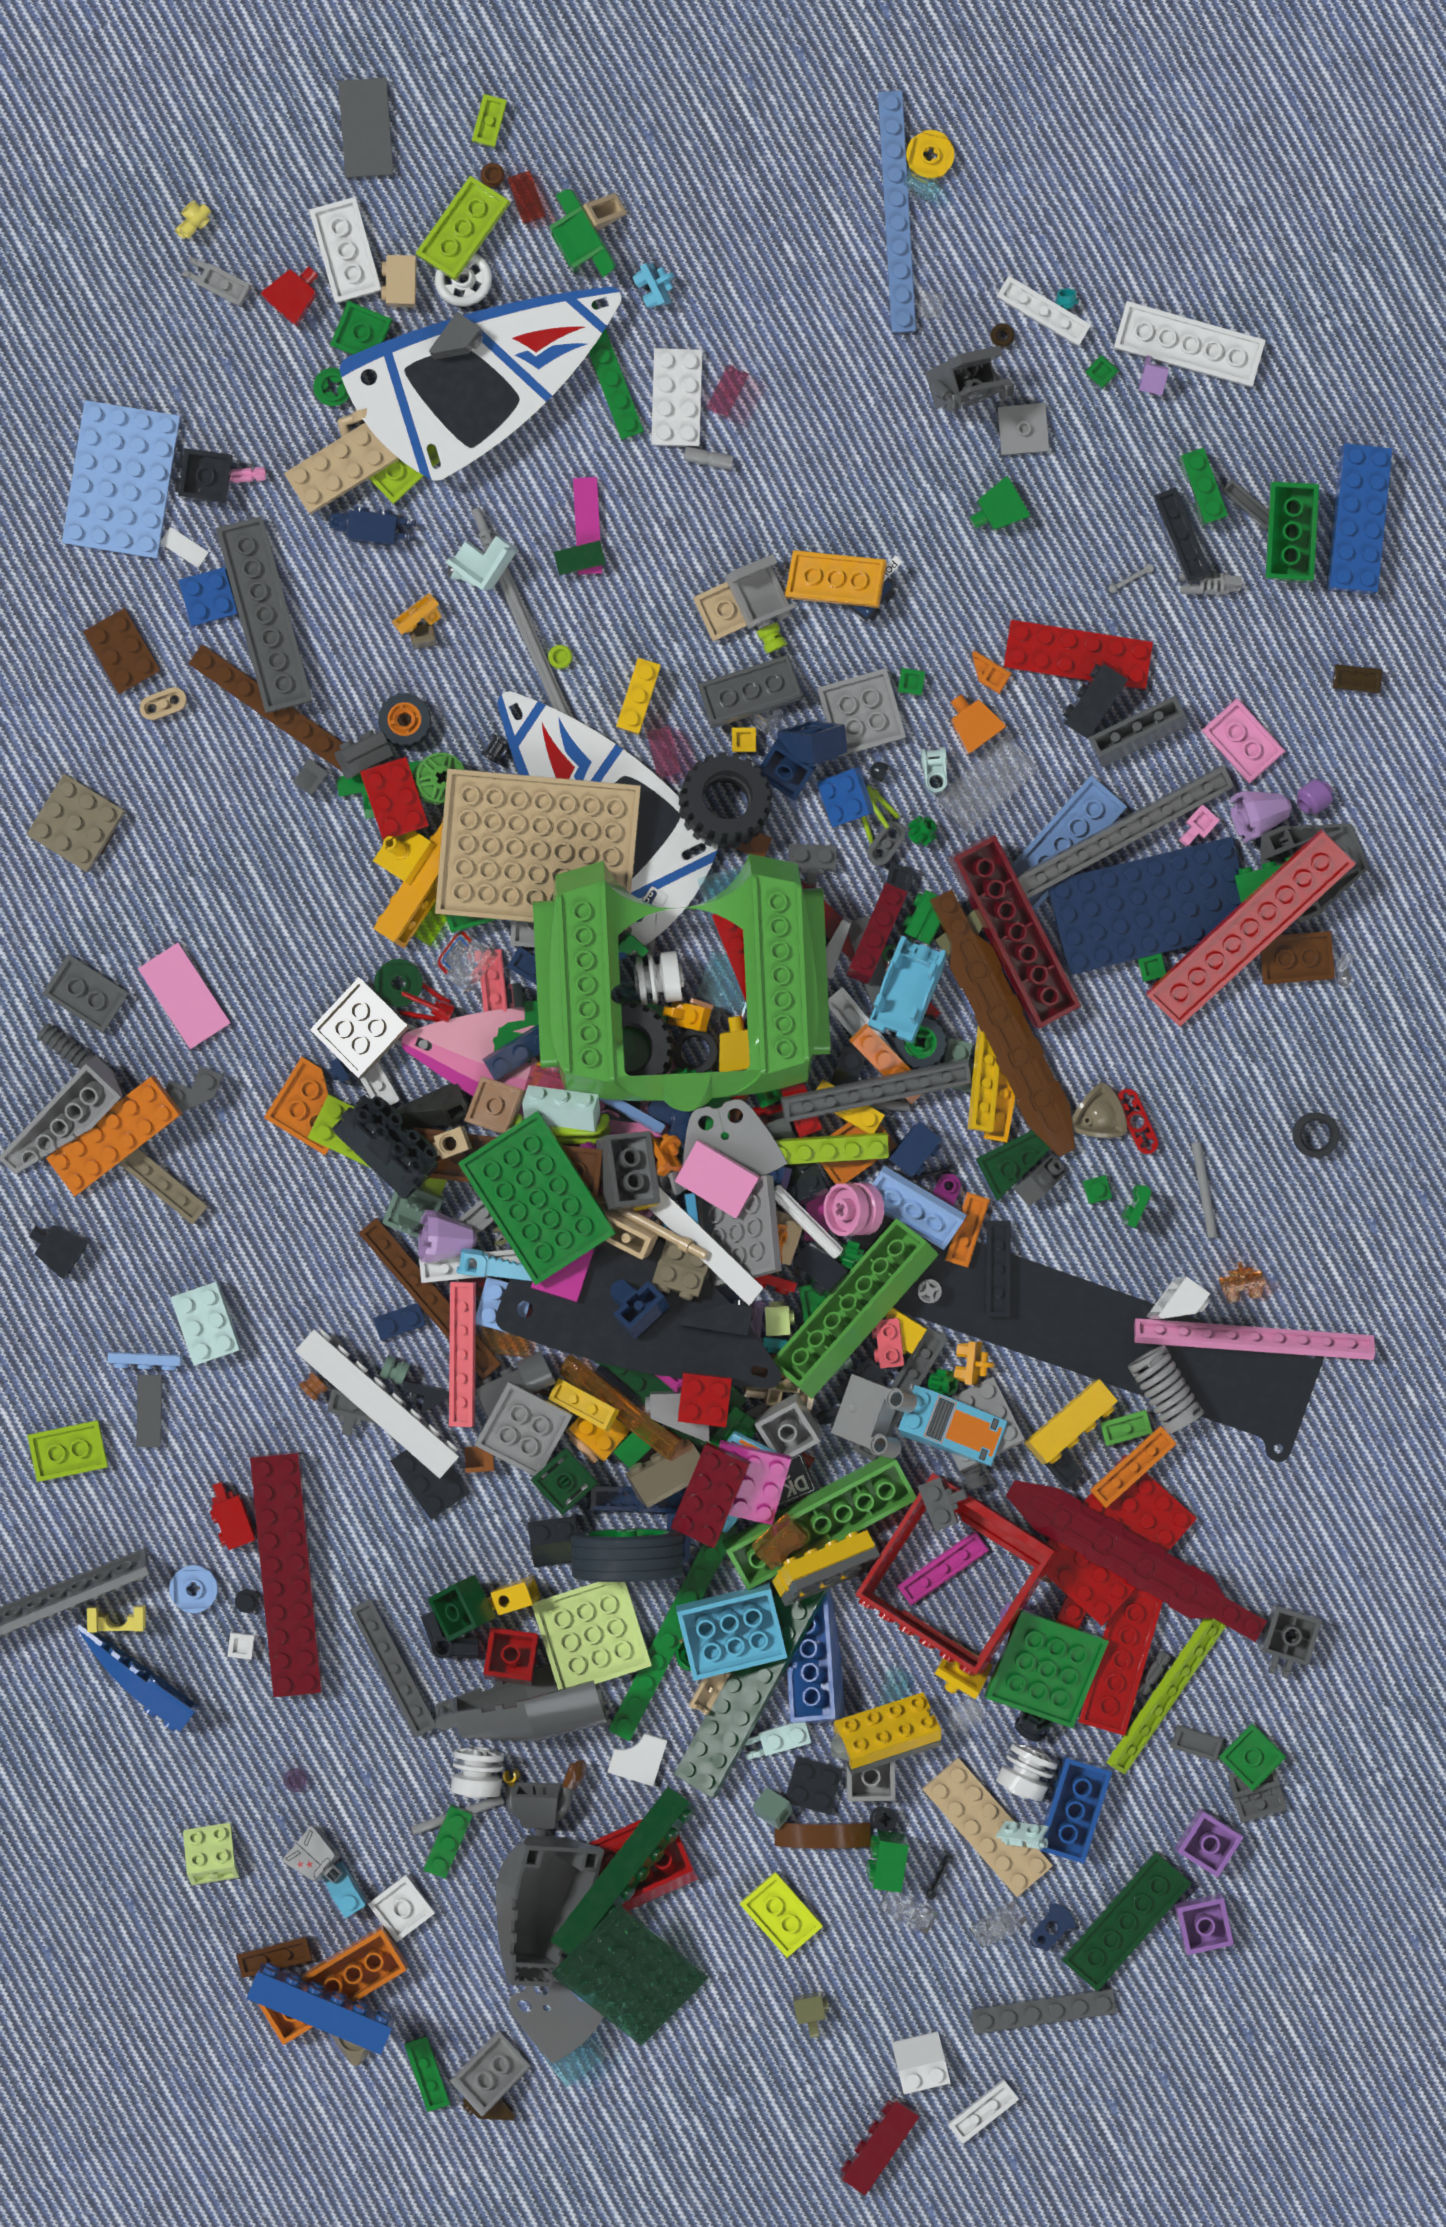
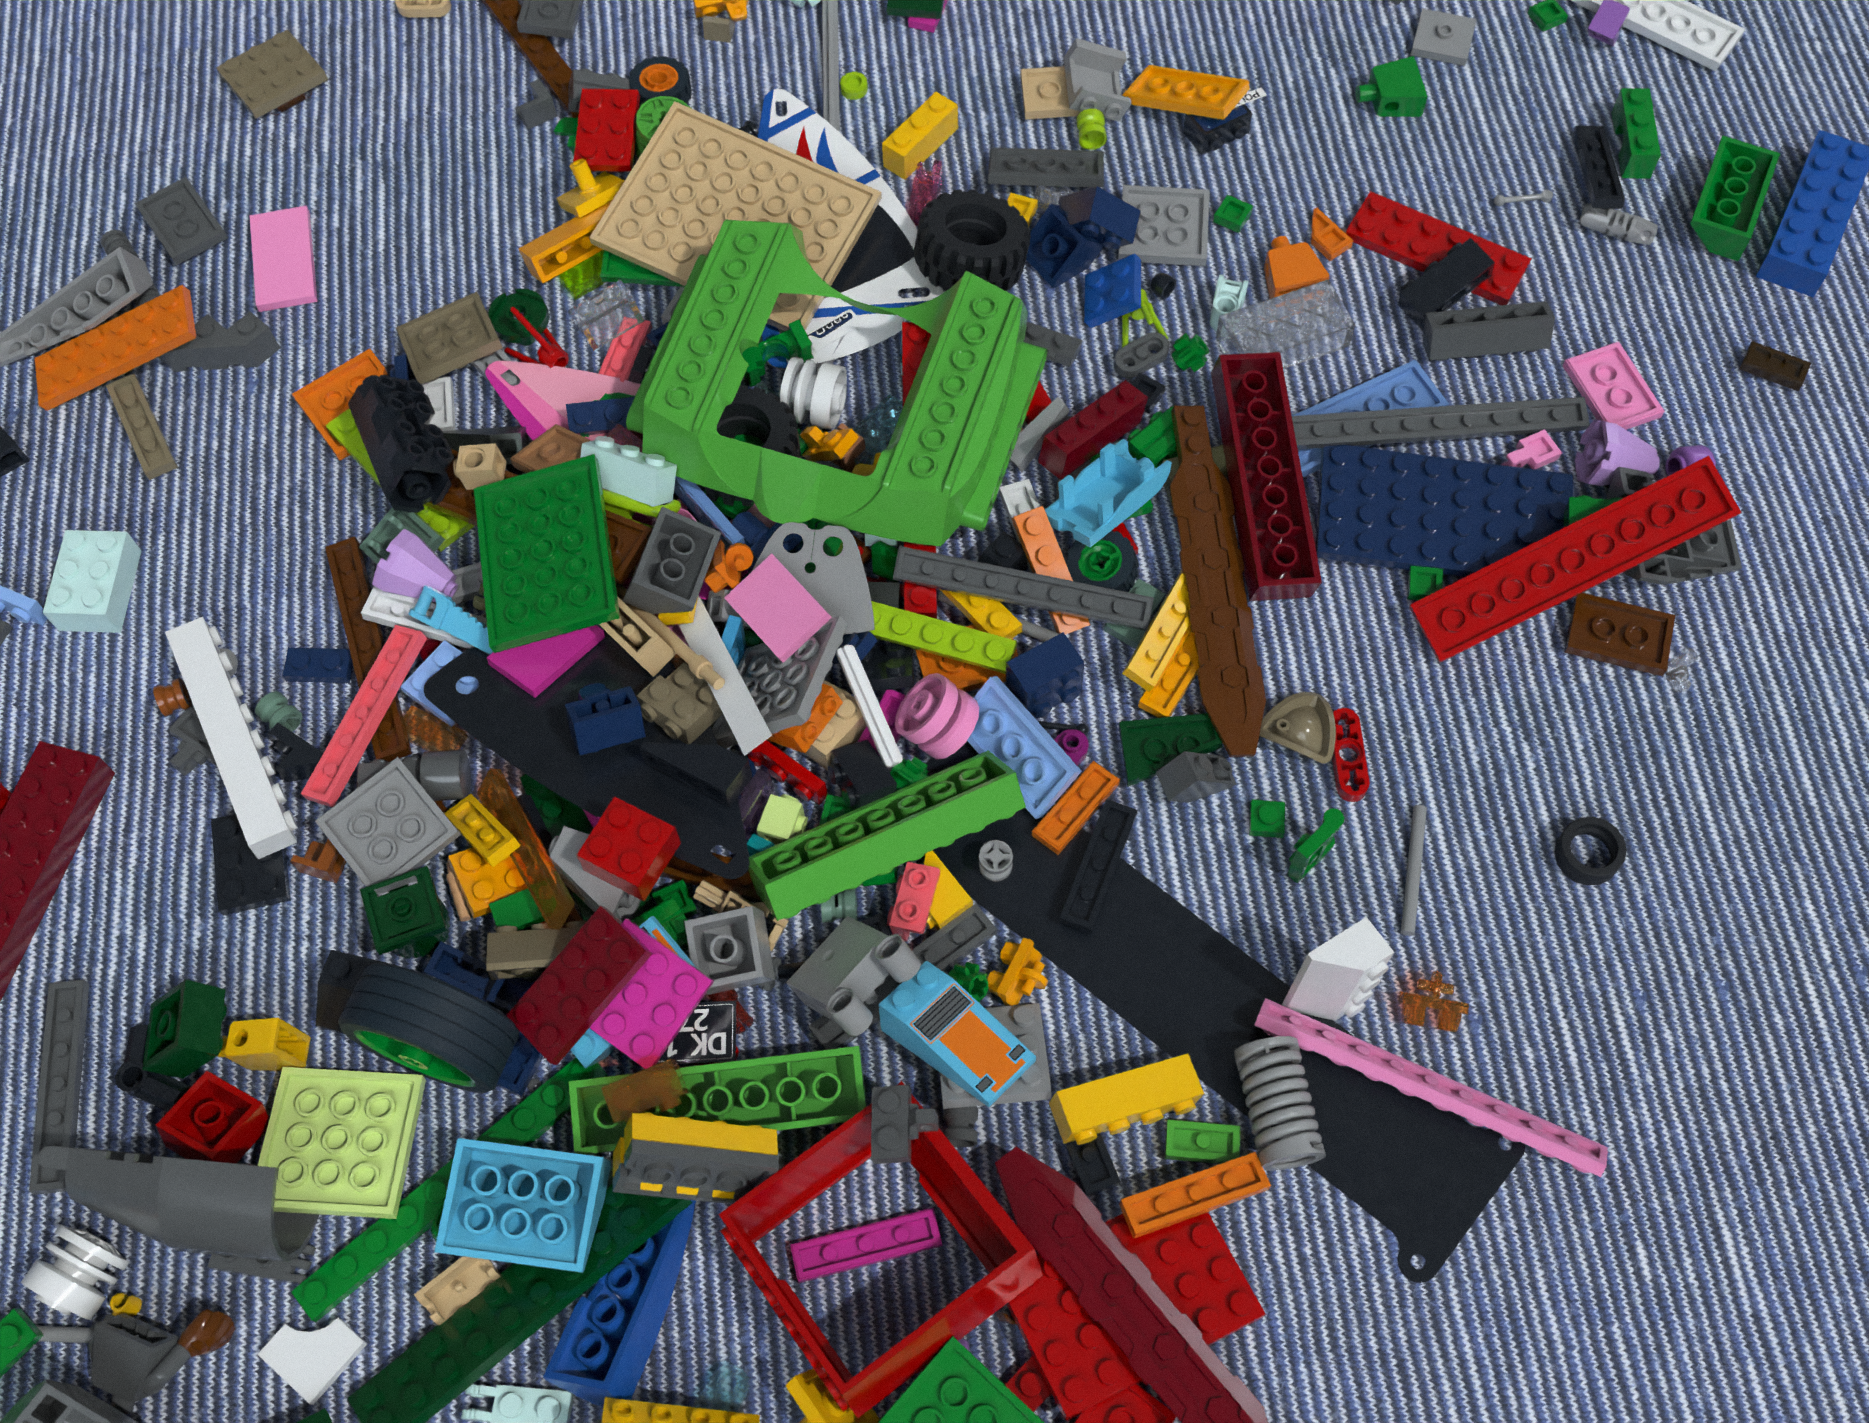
camera: 20 degrees right, 25 degrees down
(1247, 504) = (1683, 168): dark grey piece -> none

